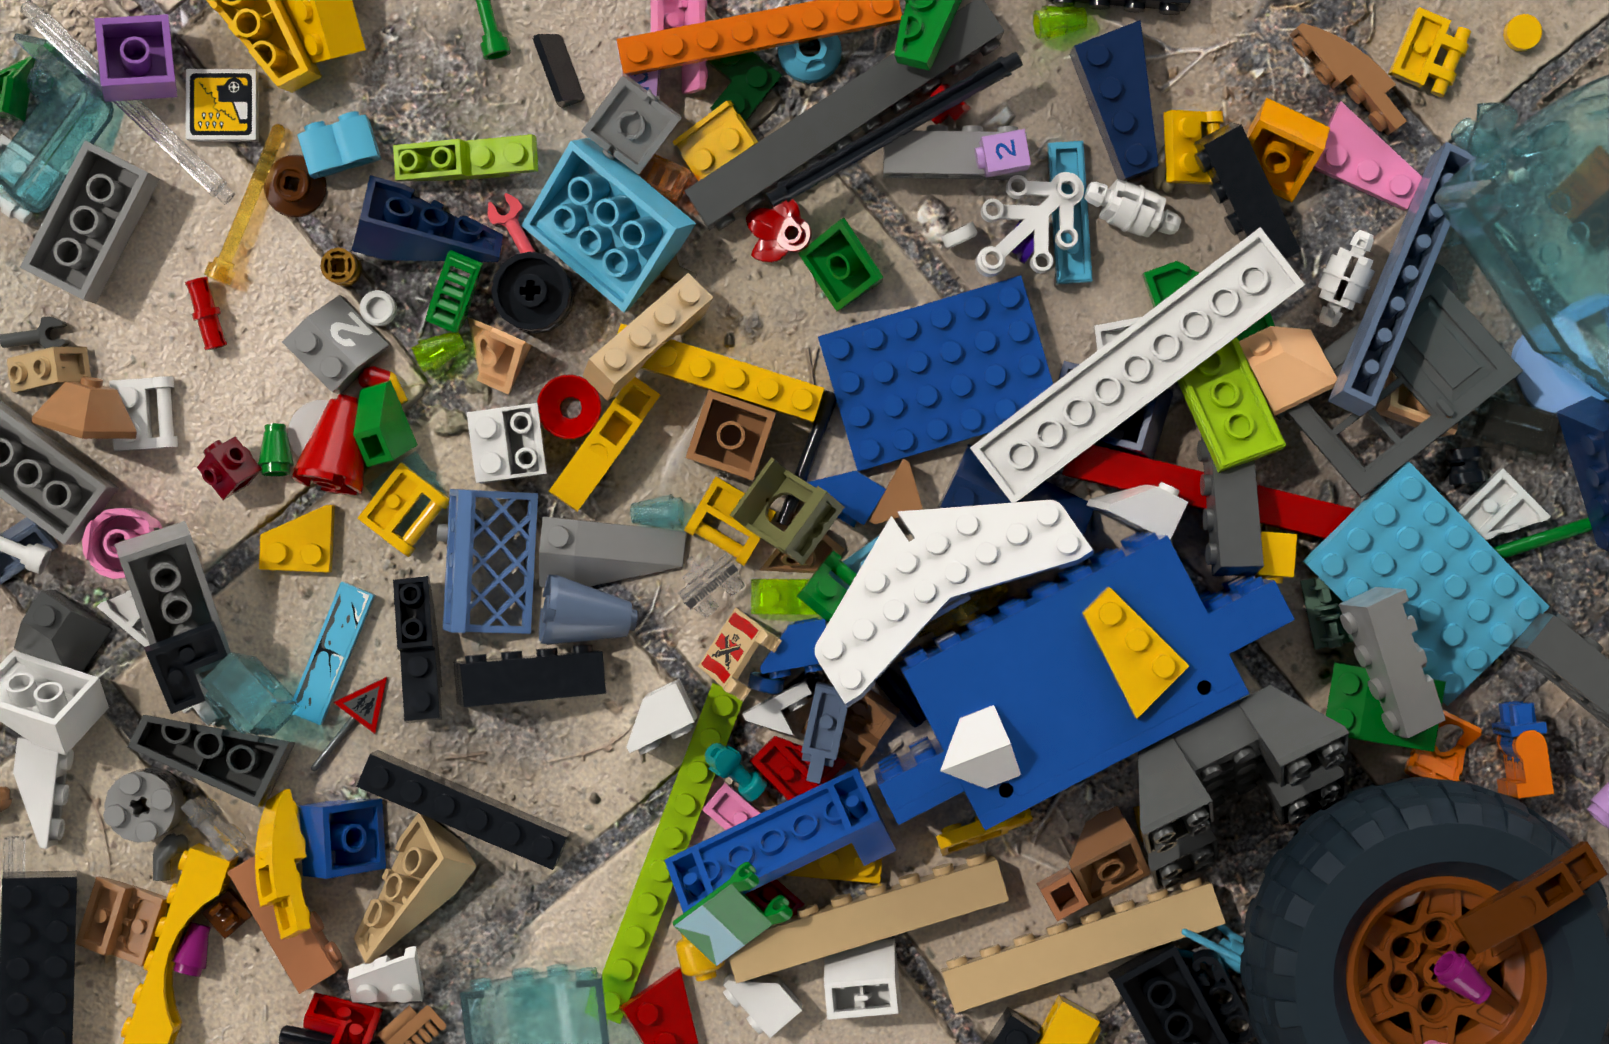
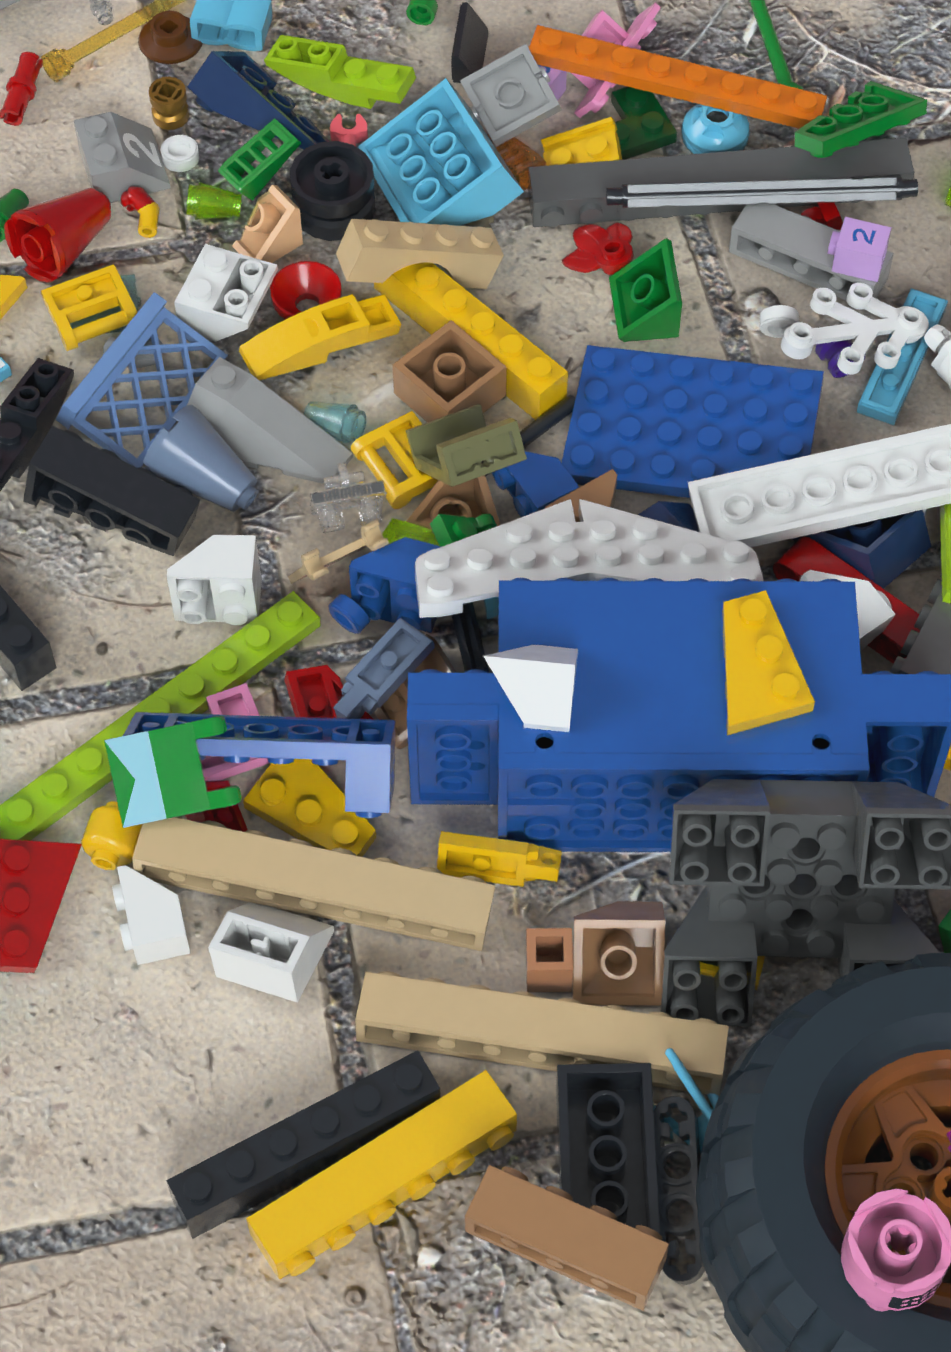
camera: 25 degrees right, 30 degrees down
(381, 425) = (118, 230): green slope -> none
(726, 763) = (257, 658): teal leg -> none
(770, 713) = (339, 638): white slope -> none

